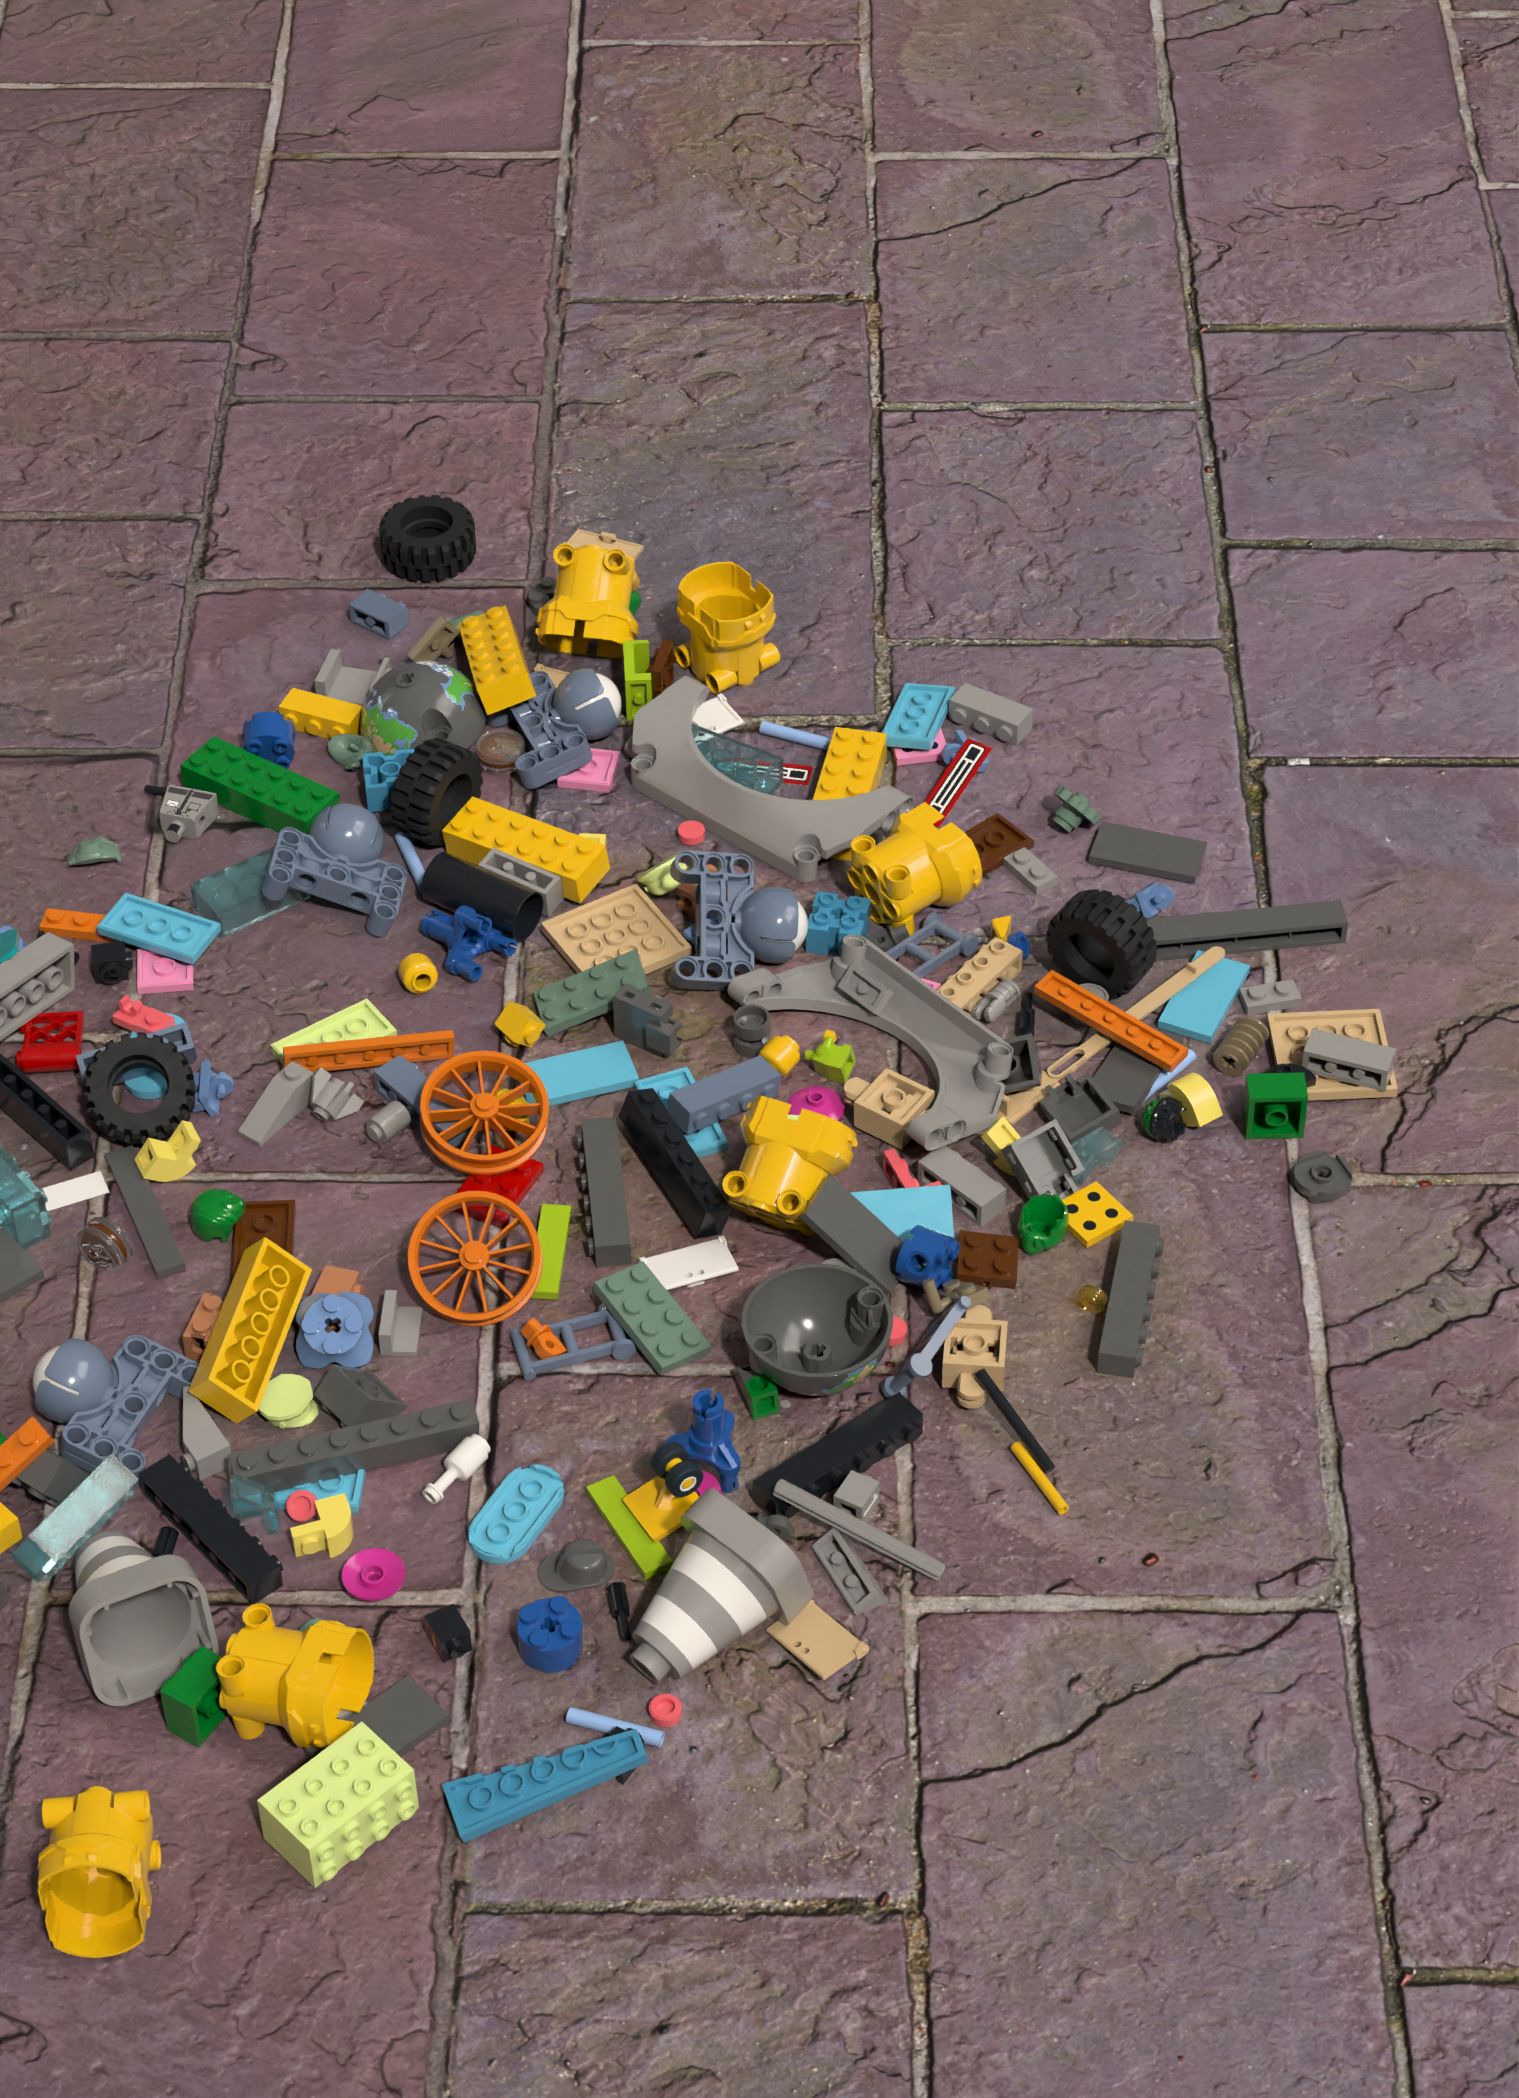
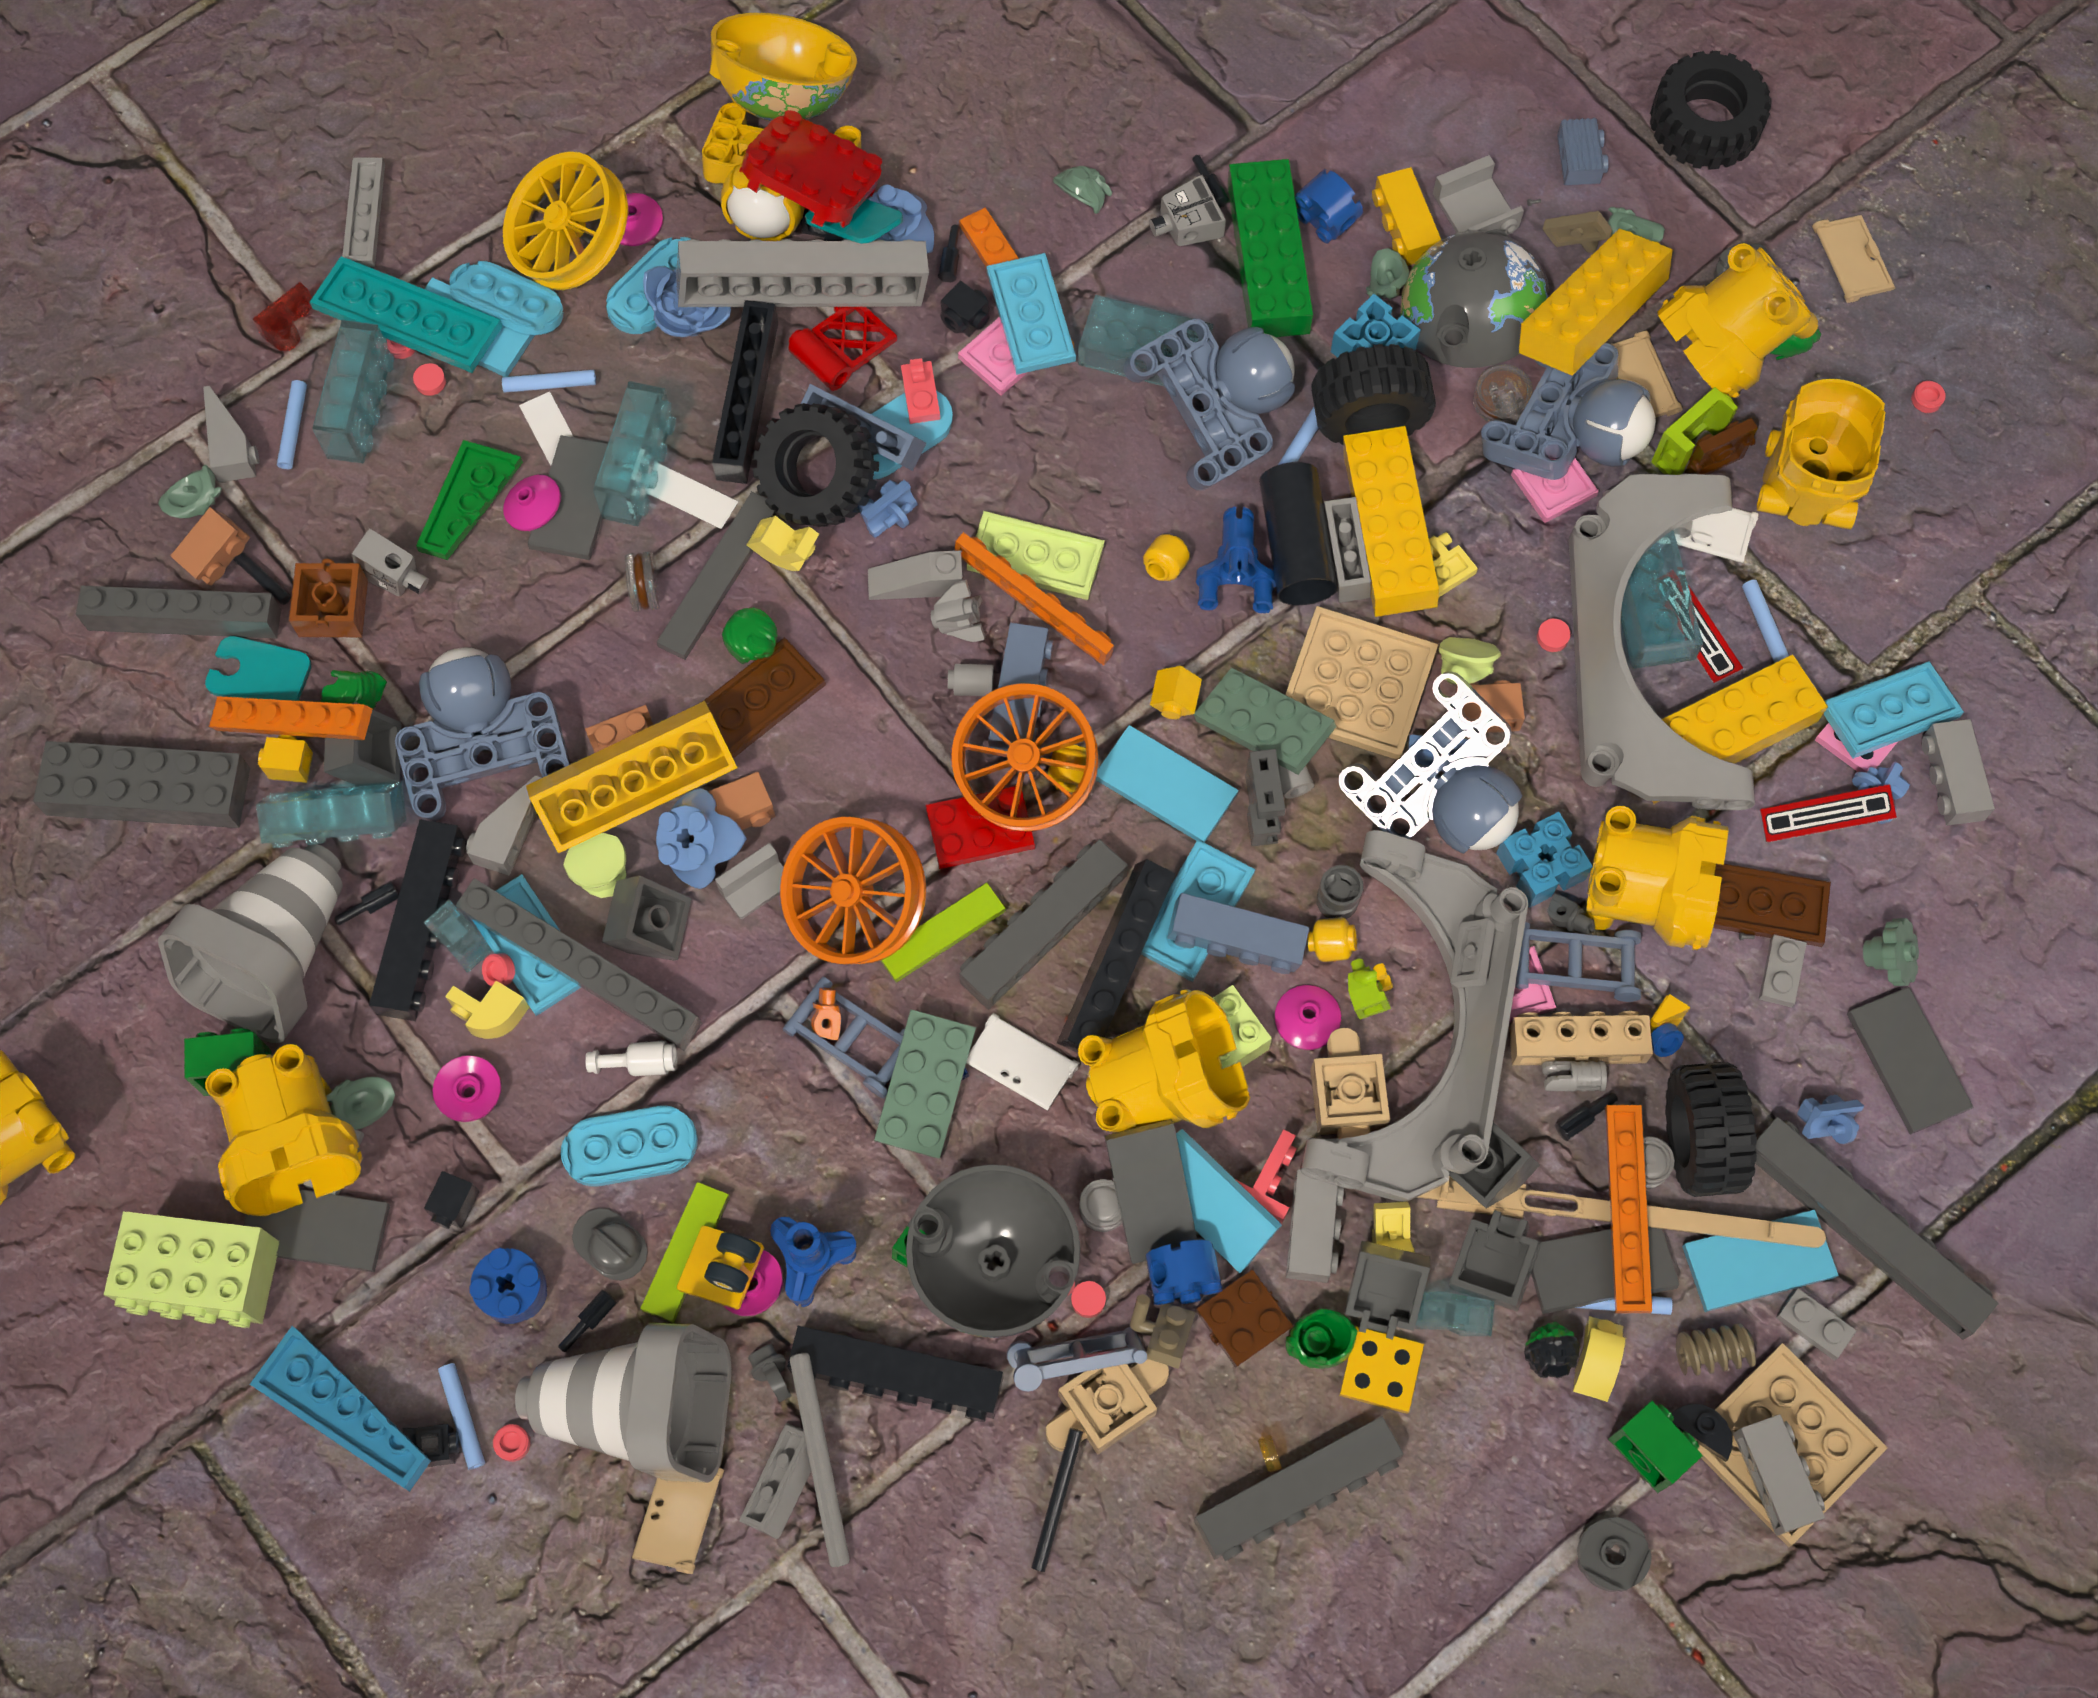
camera: 50 degrees right, 25 degrees up
(858, 1495) = (862, 1425): light grey brick -> none
(1039, 1478) = (1020, 1568): yellow piece -> none

